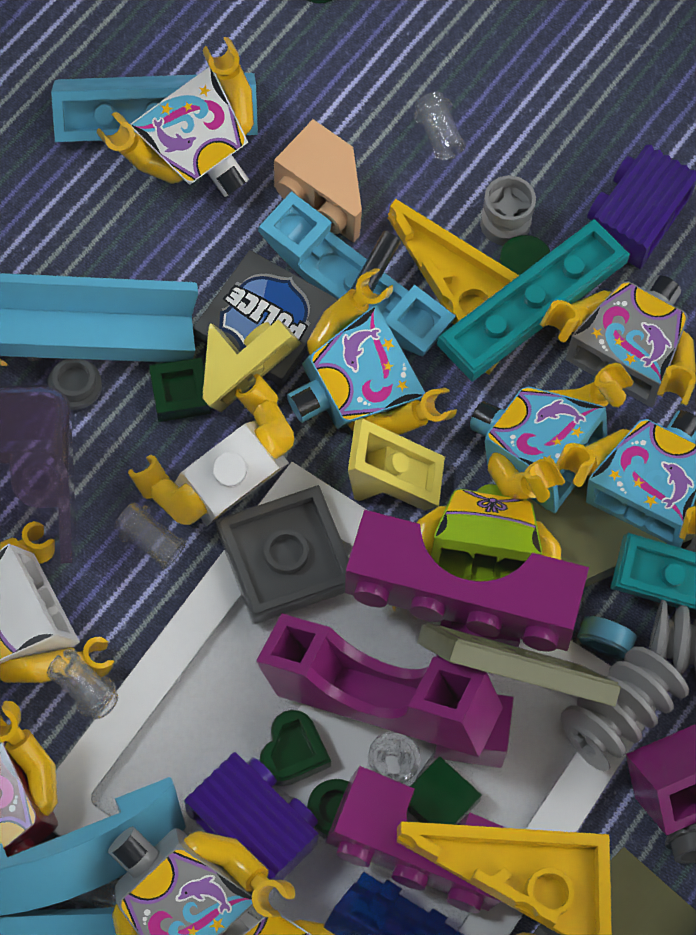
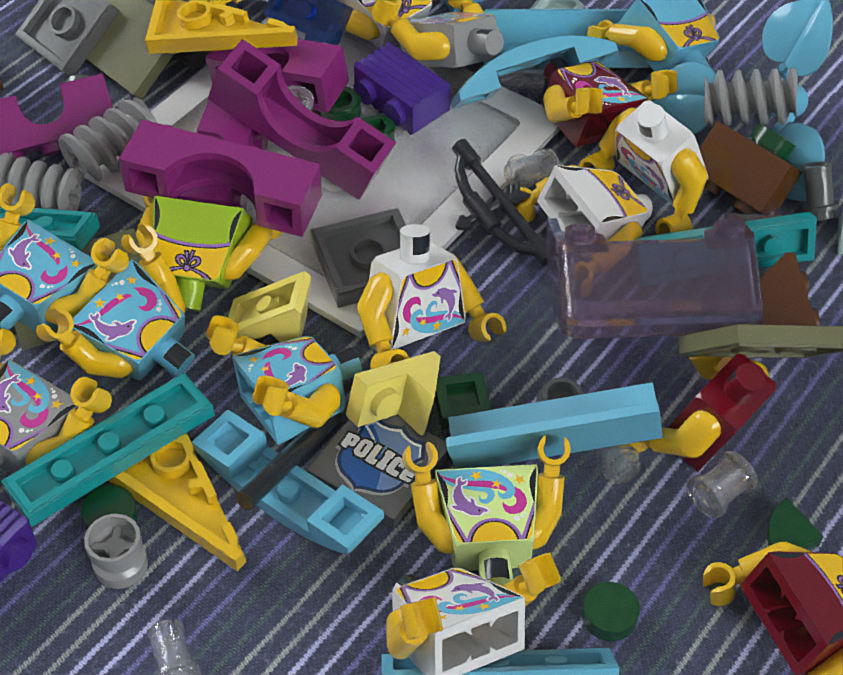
camera: 175 degrees left, 15 degrees down
(49, 175) = (610, 611): none -> dark green tile
(149, 534) = (493, 286): clear pin -> none
(158, 241) = (488, 514): none -> torso
(161, 693) = (483, 213): none -> black piece
(324, 175) = (313, 590): light nougat slope -> none
(518, 664) = (198, 98): olive tile -> none
(606, 636) = (111, 204): medium azure tile -> none

